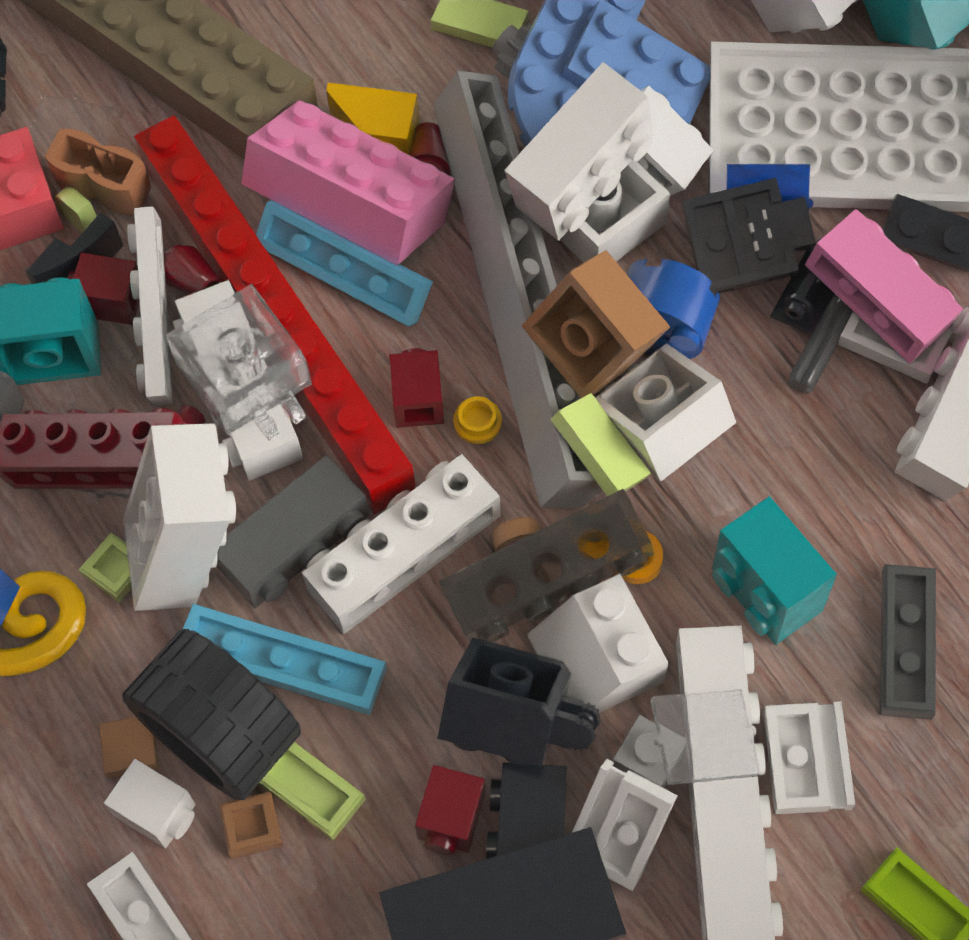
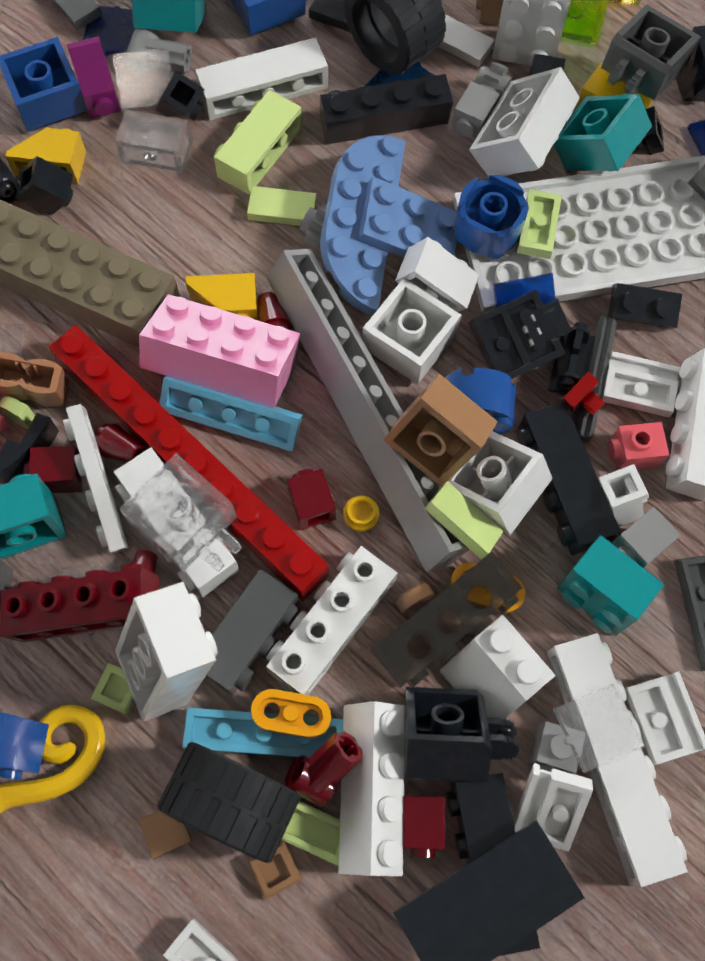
camera: 20 degrees left, 5 degrees up
(151, 804) = (196, 877): white brick -> none
(321, 634) = (292, 711): none -> light orange plate
(334, 717) = (319, 774): none -> dark red piece
(394, 752) = (373, 792): none -> white brick
(581, 152) = (398, 299): white brick -> none
(745, 76) = (491, 216): none -> blue brick
(765, 436) = (575, 490): none -> black brick
(808, 326) = (583, 394): none -> red tile
(811, 99) = (540, 224): none -> yellowish green plate
(828, 464) = (625, 494): none -> white brick
(836, 522) = (647, 537): none -> light grey brick
(869, 410) = (638, 445): none -> coral brick
(883, 285) = (630, 355): bright pink brick -> none

